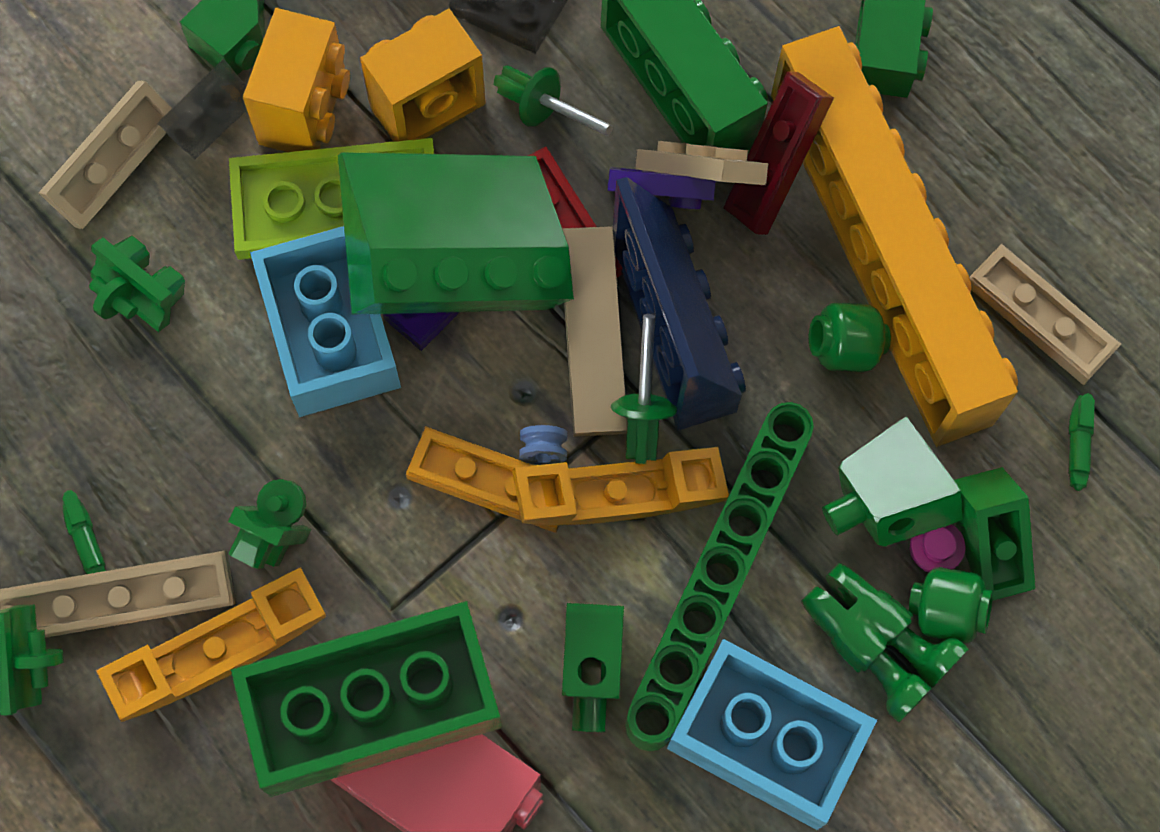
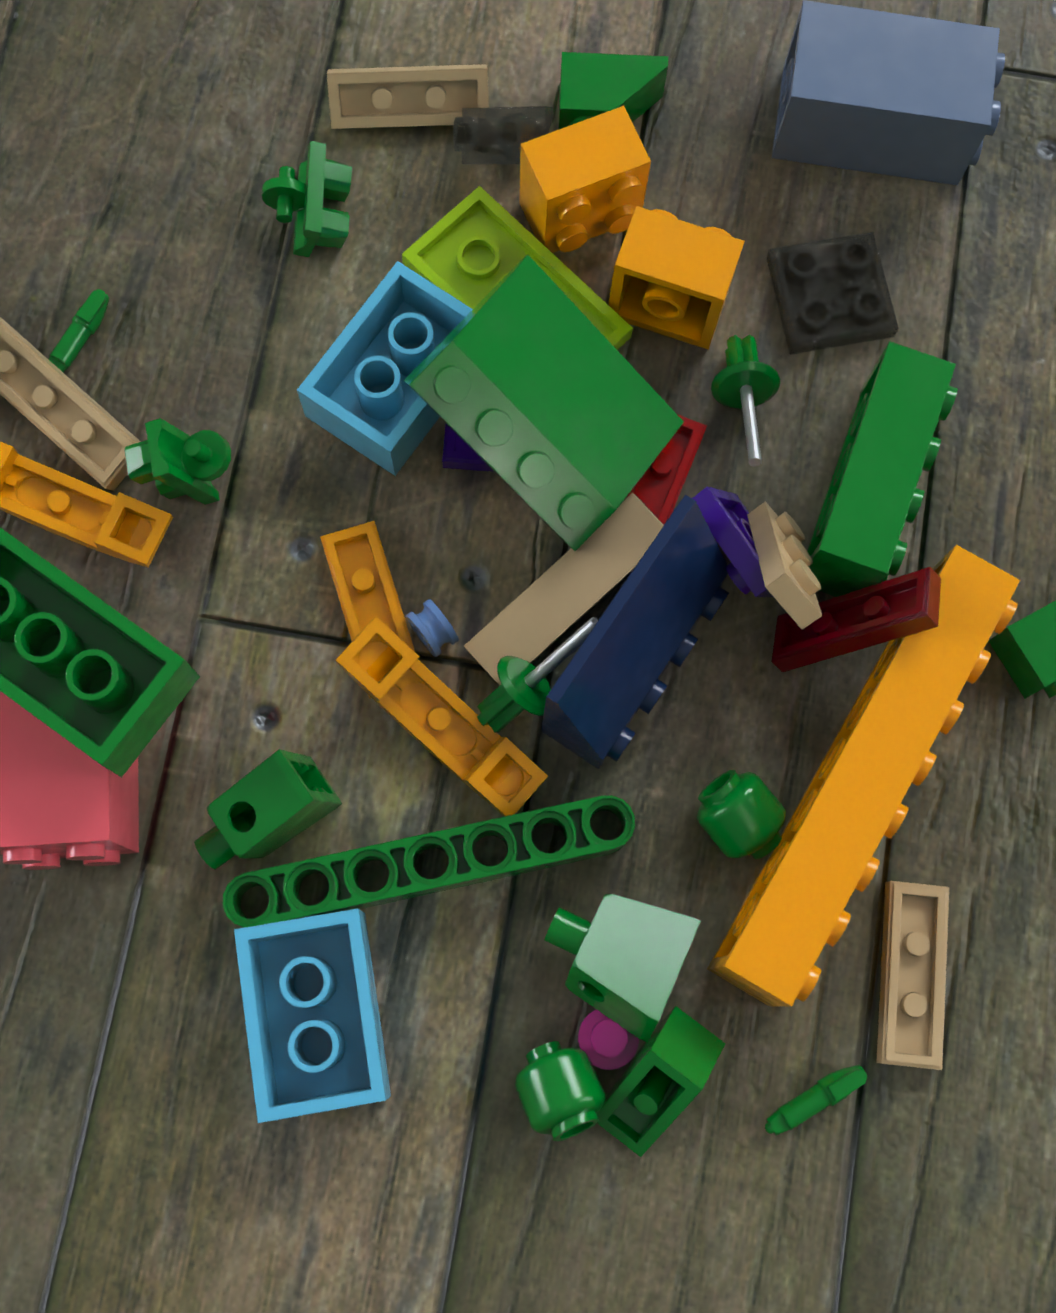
camera: 50 degrees right, 5 degrees up
(869, 627) = (483, 1031): green piece -> none

